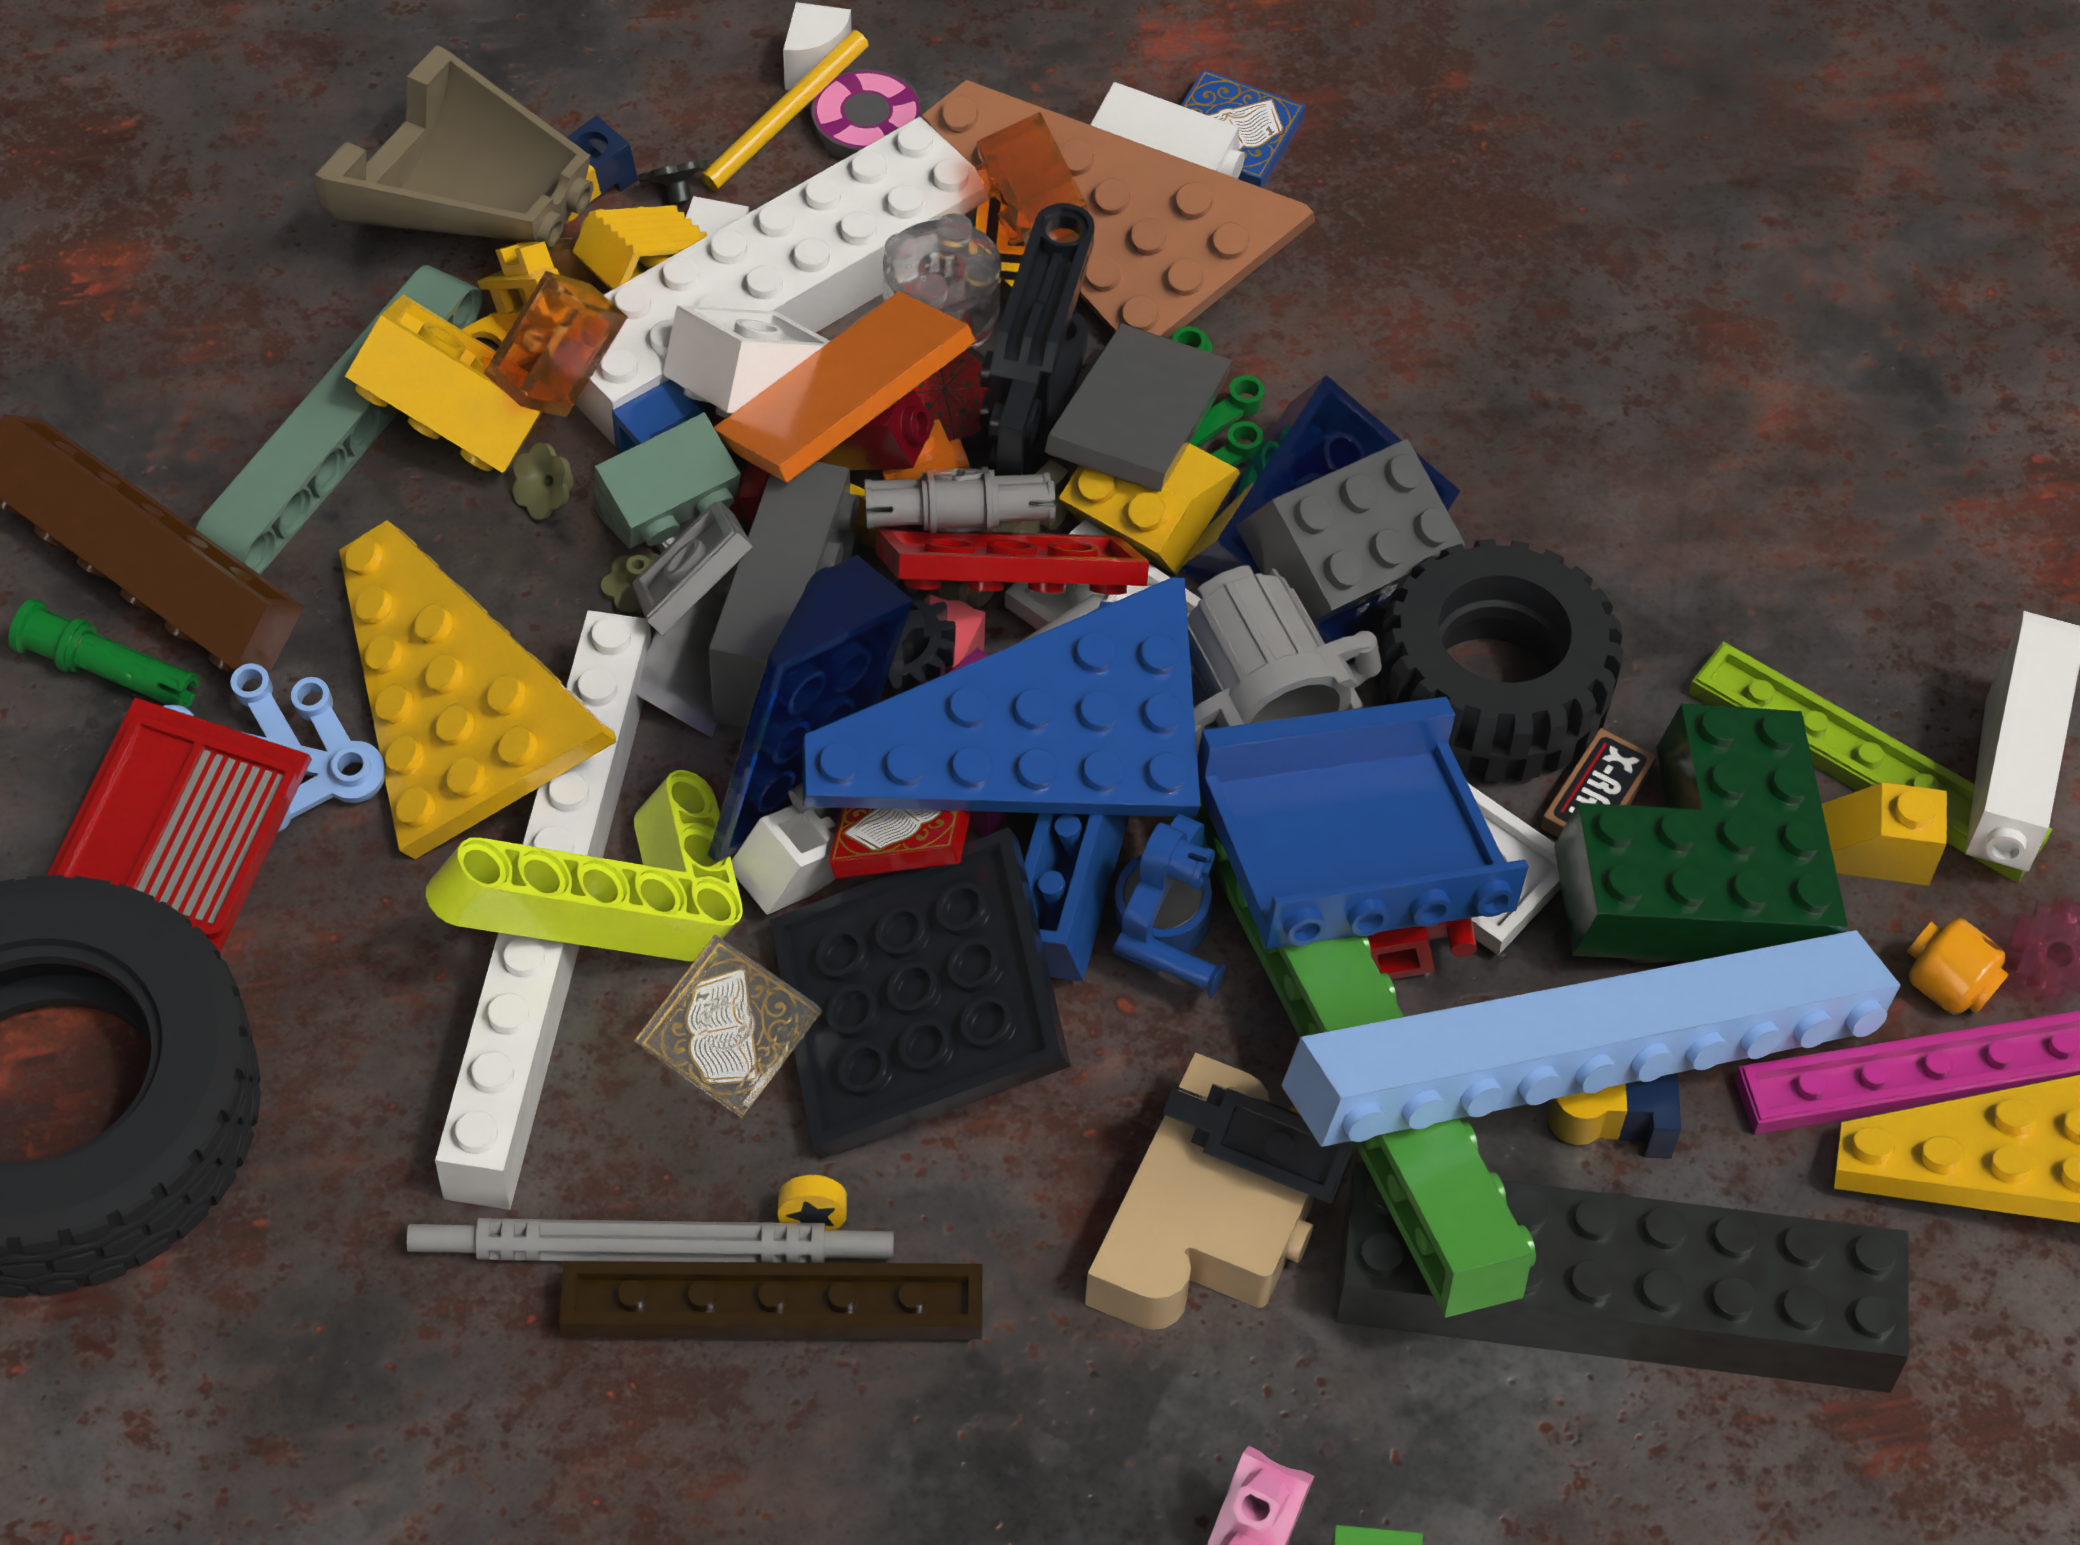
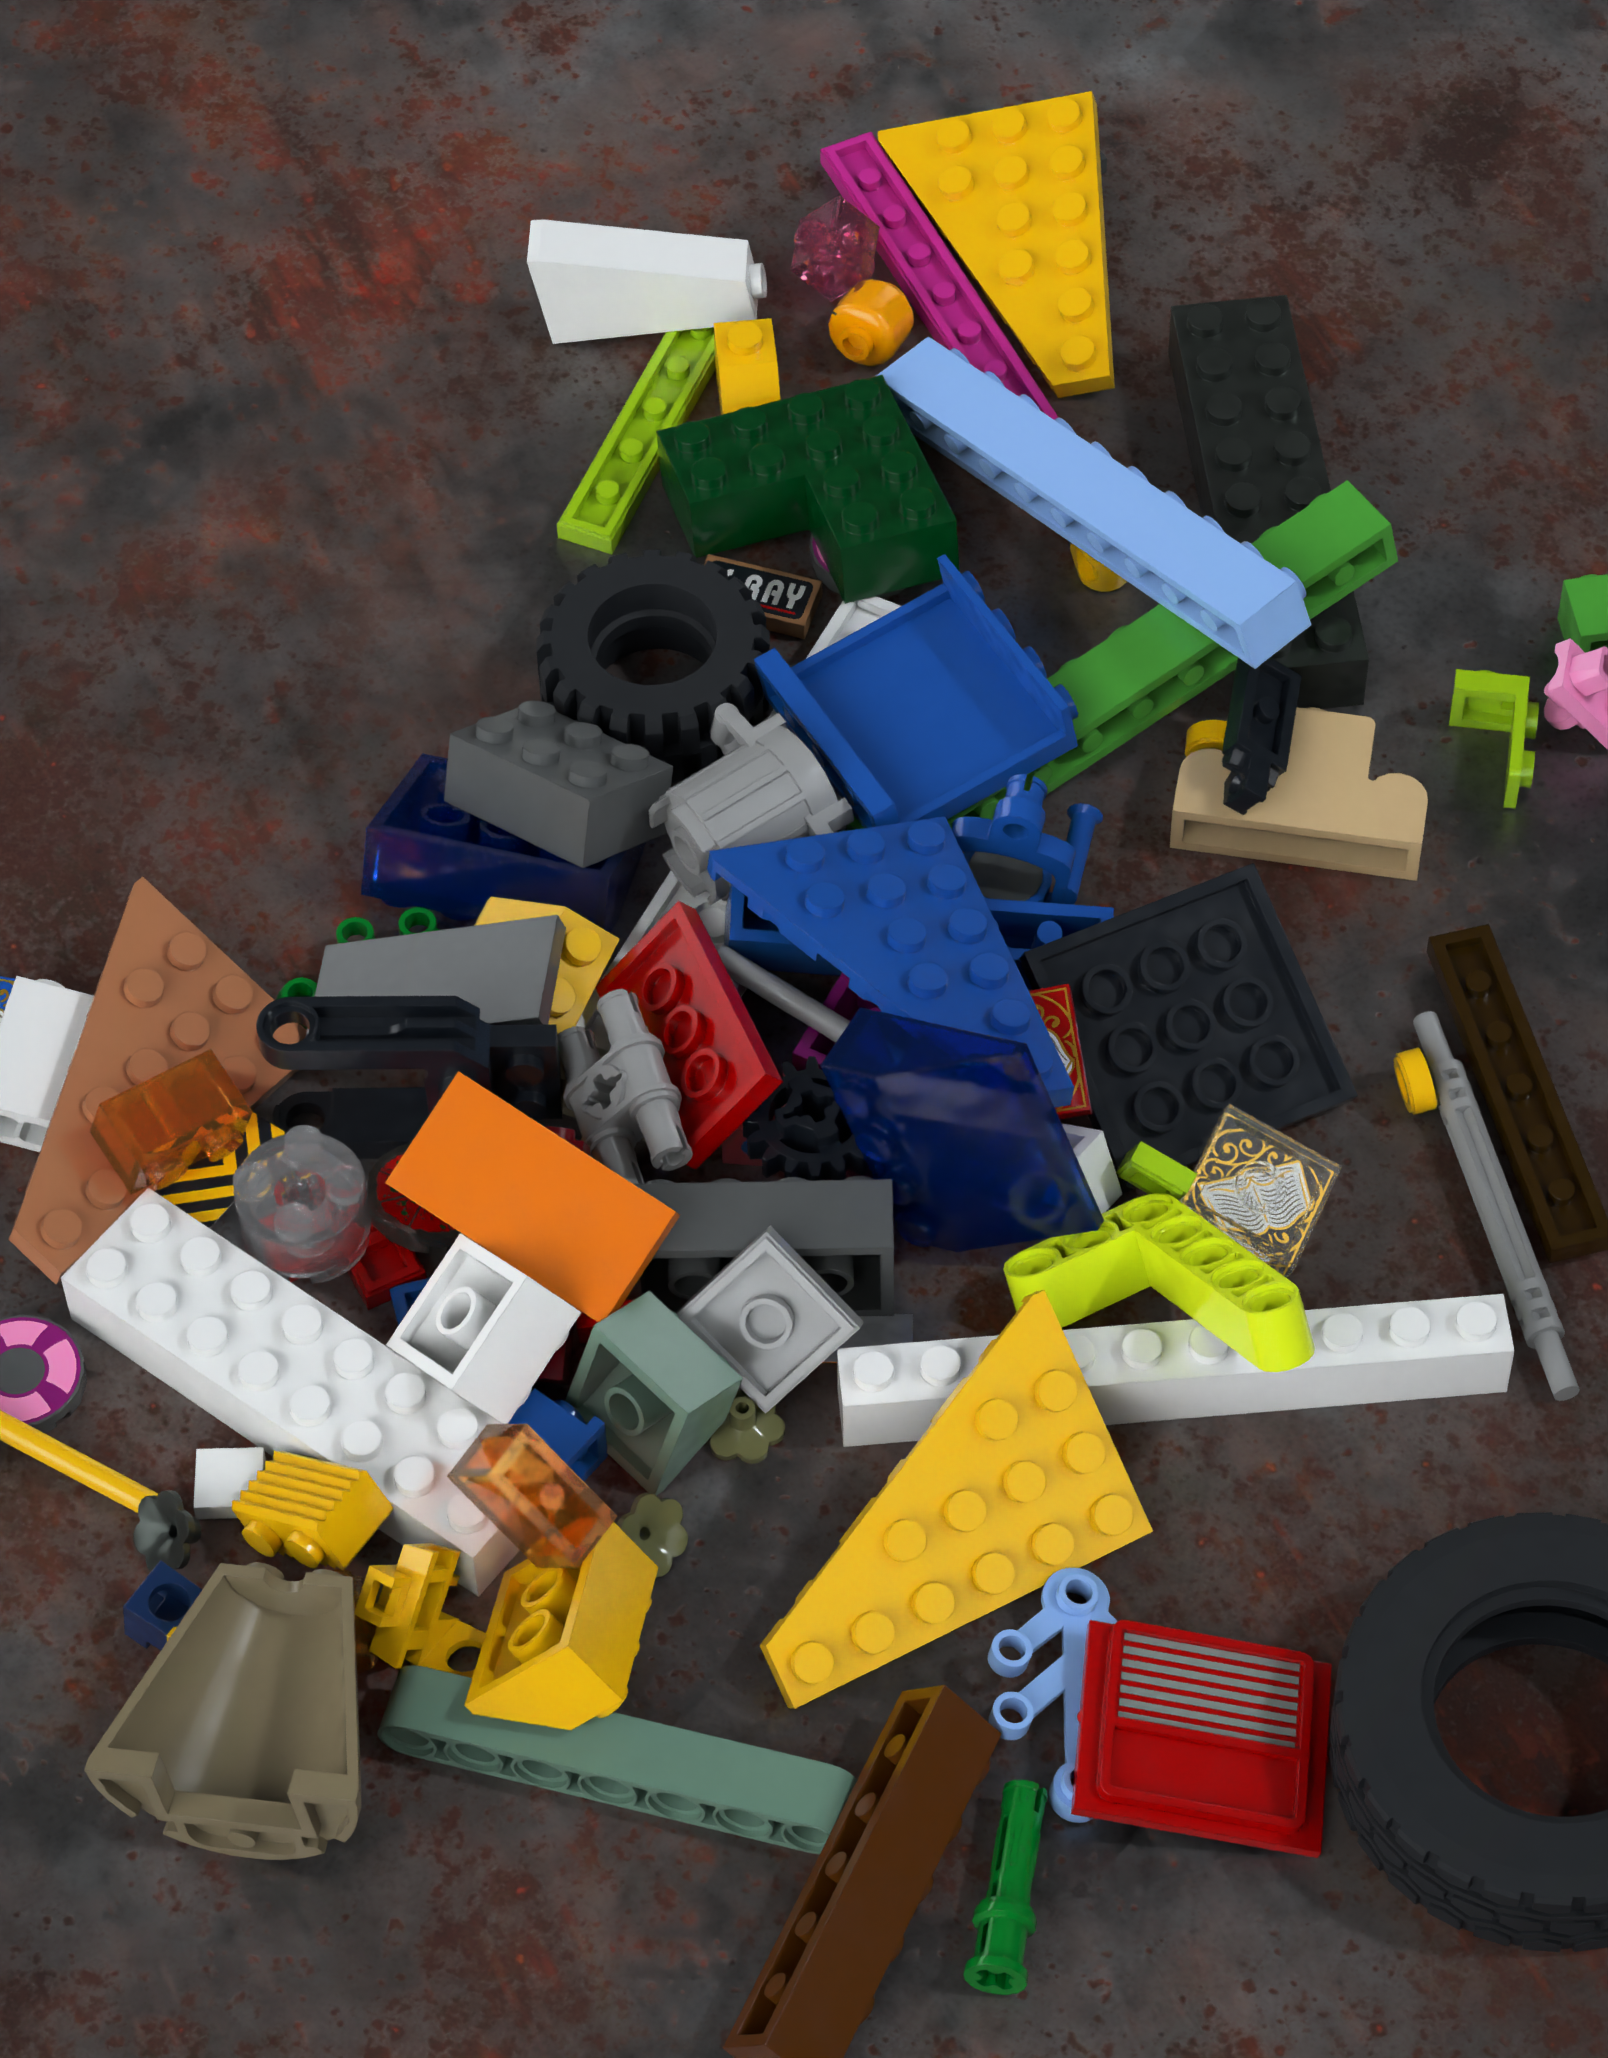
camera: 100 degrees left, 0 degrees up
(759, 924) = (1155, 1172): none -> lime tile
(1198, 1427) = (1499, 704): none -> lime bracket

